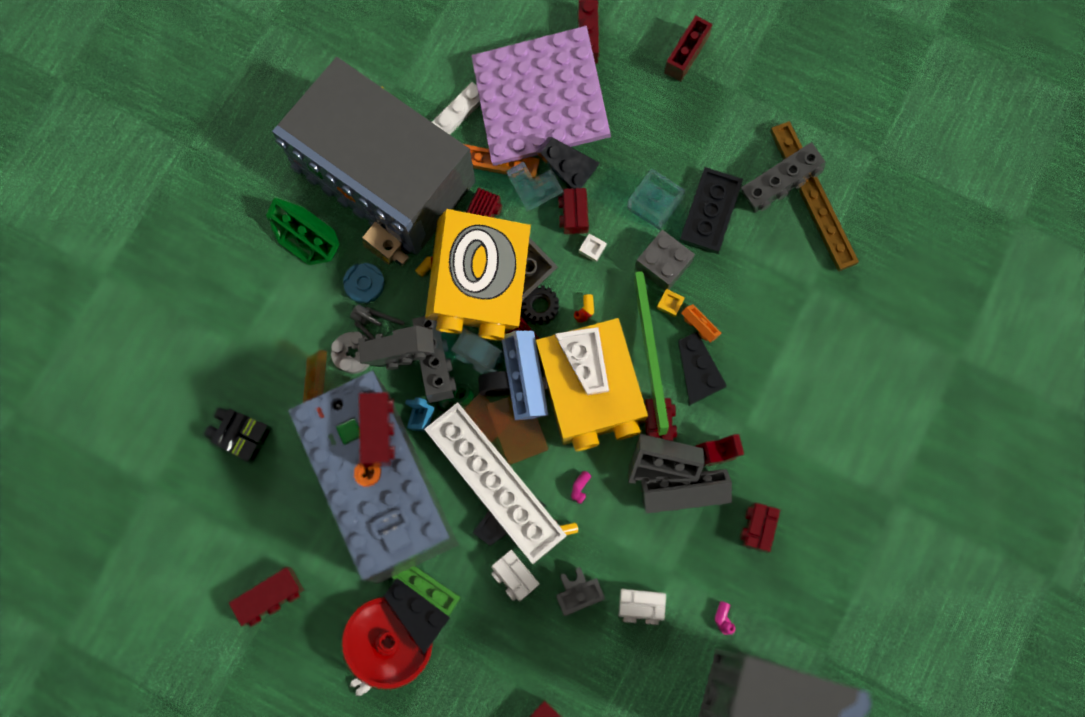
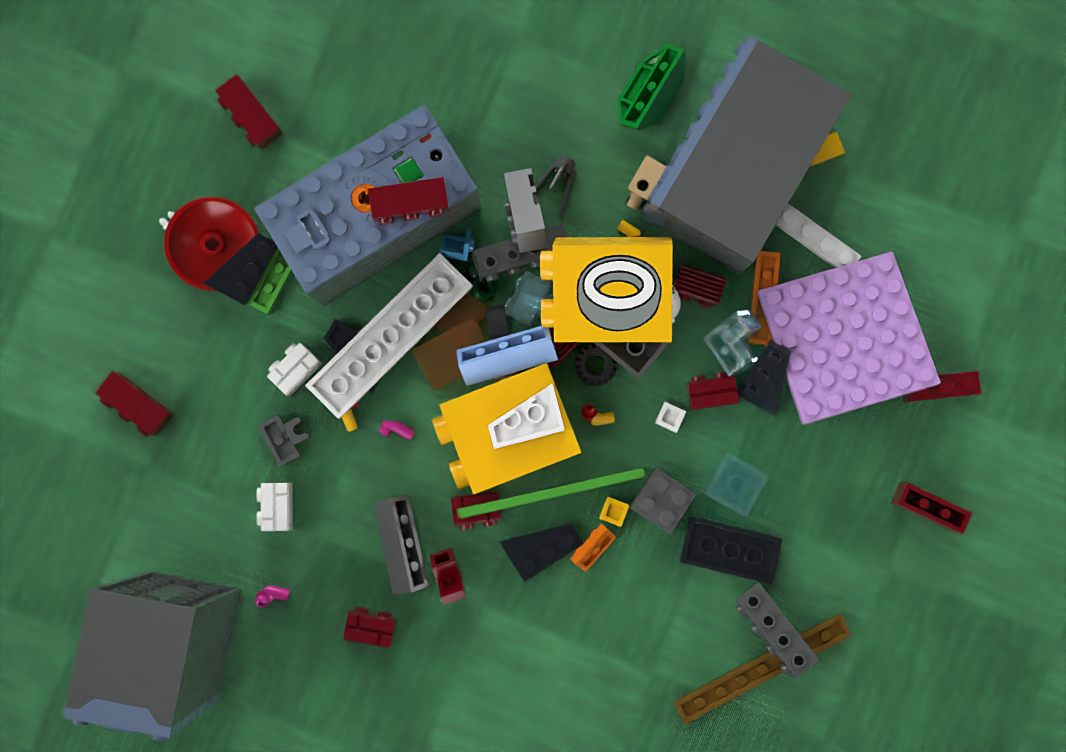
camera: 80 degrees right, 10 degrees up
(231, 431) = (416, 54): black hips -> none
(315, 375) = (477, 127): clear orange tile -> none
(341, 348) = (521, 149): light grey plate -> none
(363, 283) = (603, 164): dark azure tile -> none
(665, 459) = (430, 518): dark grey wedge -> none

